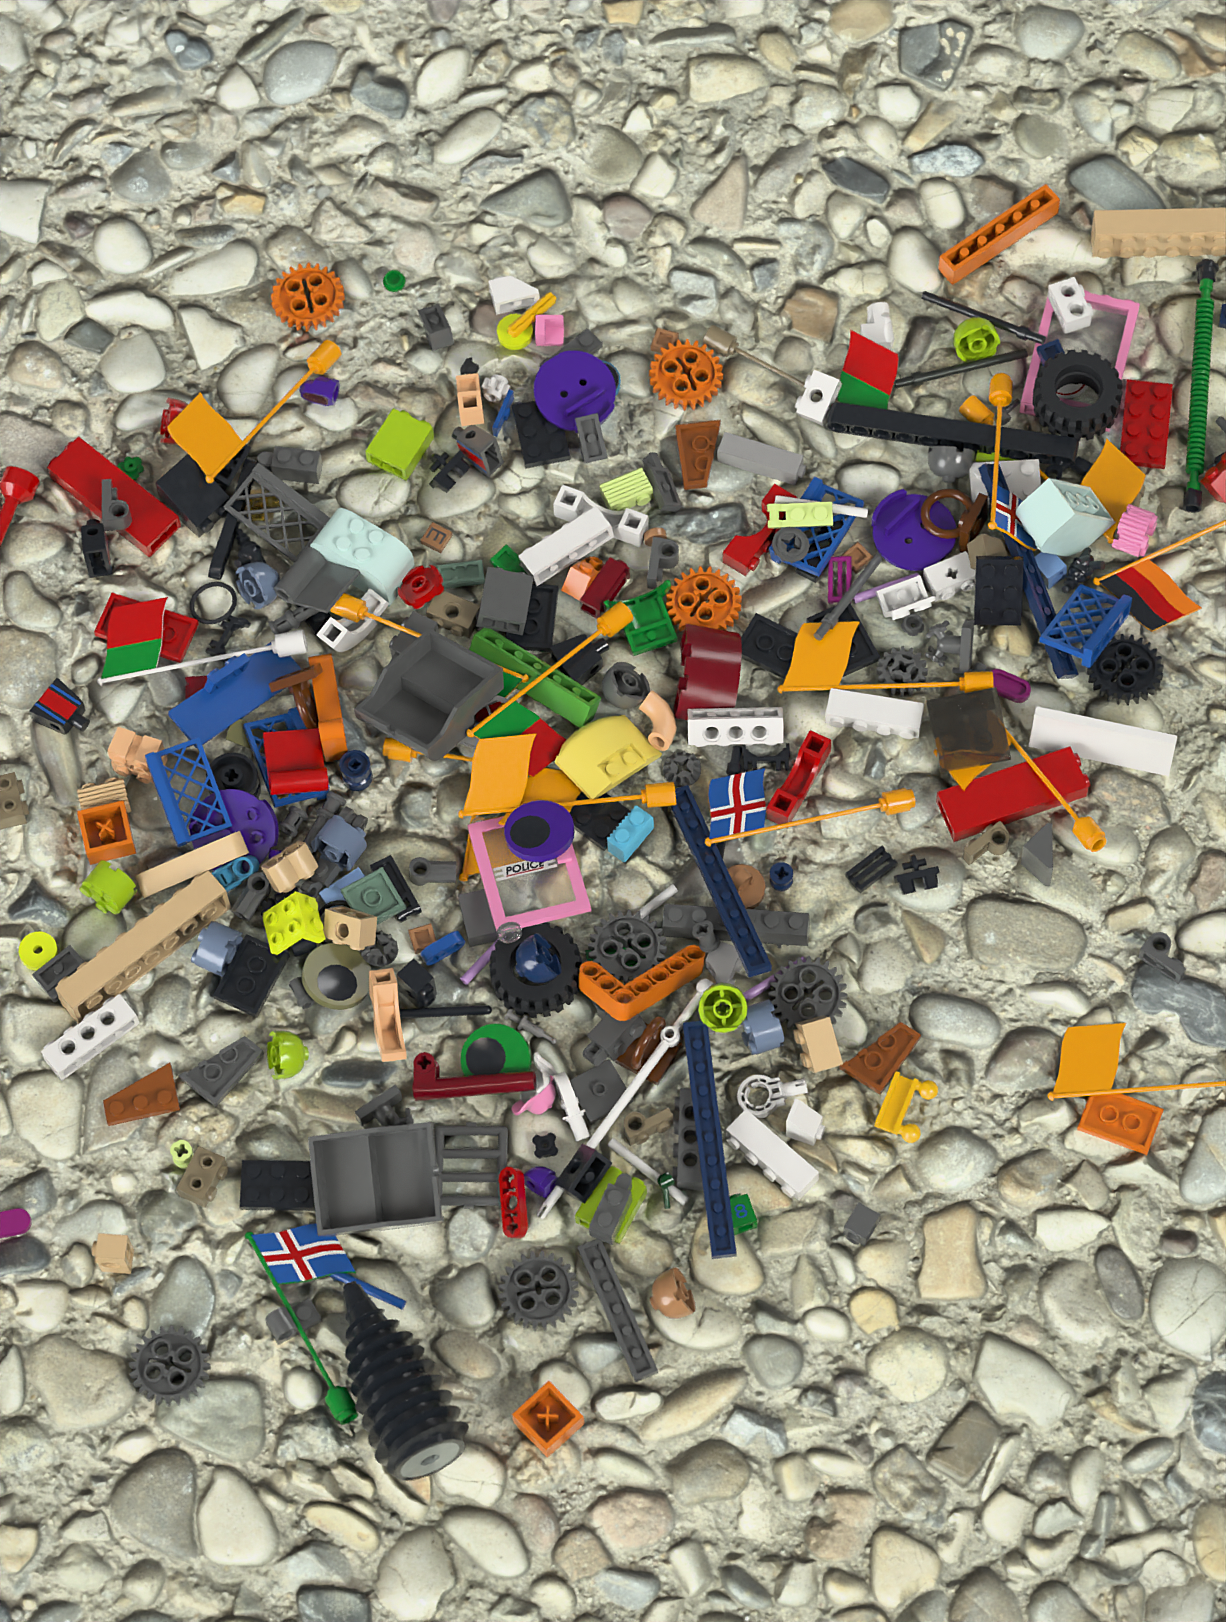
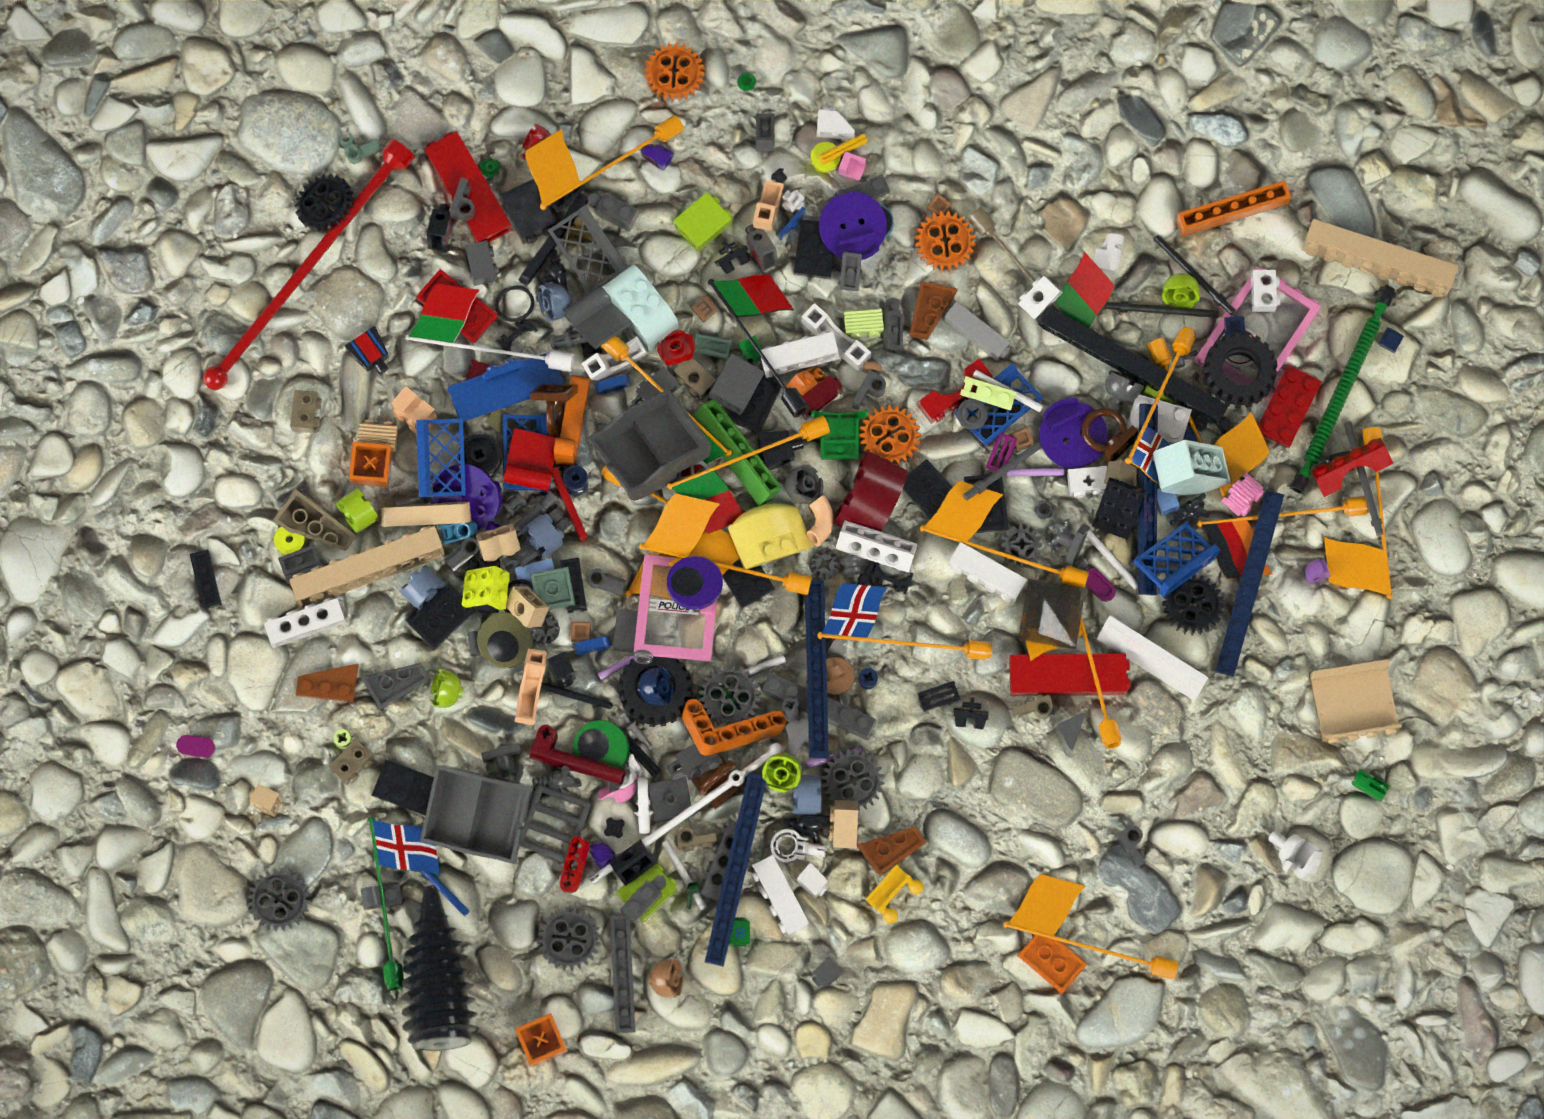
camera: 15 degrees right, 10 degrees up
(55, 918) = (307, 518): none -> dark tan wedge
(157, 570) = (480, 263): none -> dark grey brick
(358, 802) = (569, 505): none -> red tile
(360, 652) = (612, 384): none -> blue beam
(459, 1112) = (558, 779): none -> dark grey piece
(495, 502) = (755, 297): none -> flag
(552, 1056) = (642, 757): none -> black axle
(630, 833) = (765, 604): medium azure brick -> none
(713, 759) = (851, 566): none -> dark grey wheel
(774, 1063) = (808, 825): none -> black piece
(804, 772) = (907, 609): red arch -> none
(902, 597) = (1045, 487): white bracket -> none
(1014, 654) = (1113, 561): none -> white piece
(1180, 626) = (1249, 583): none -> dark blue plate

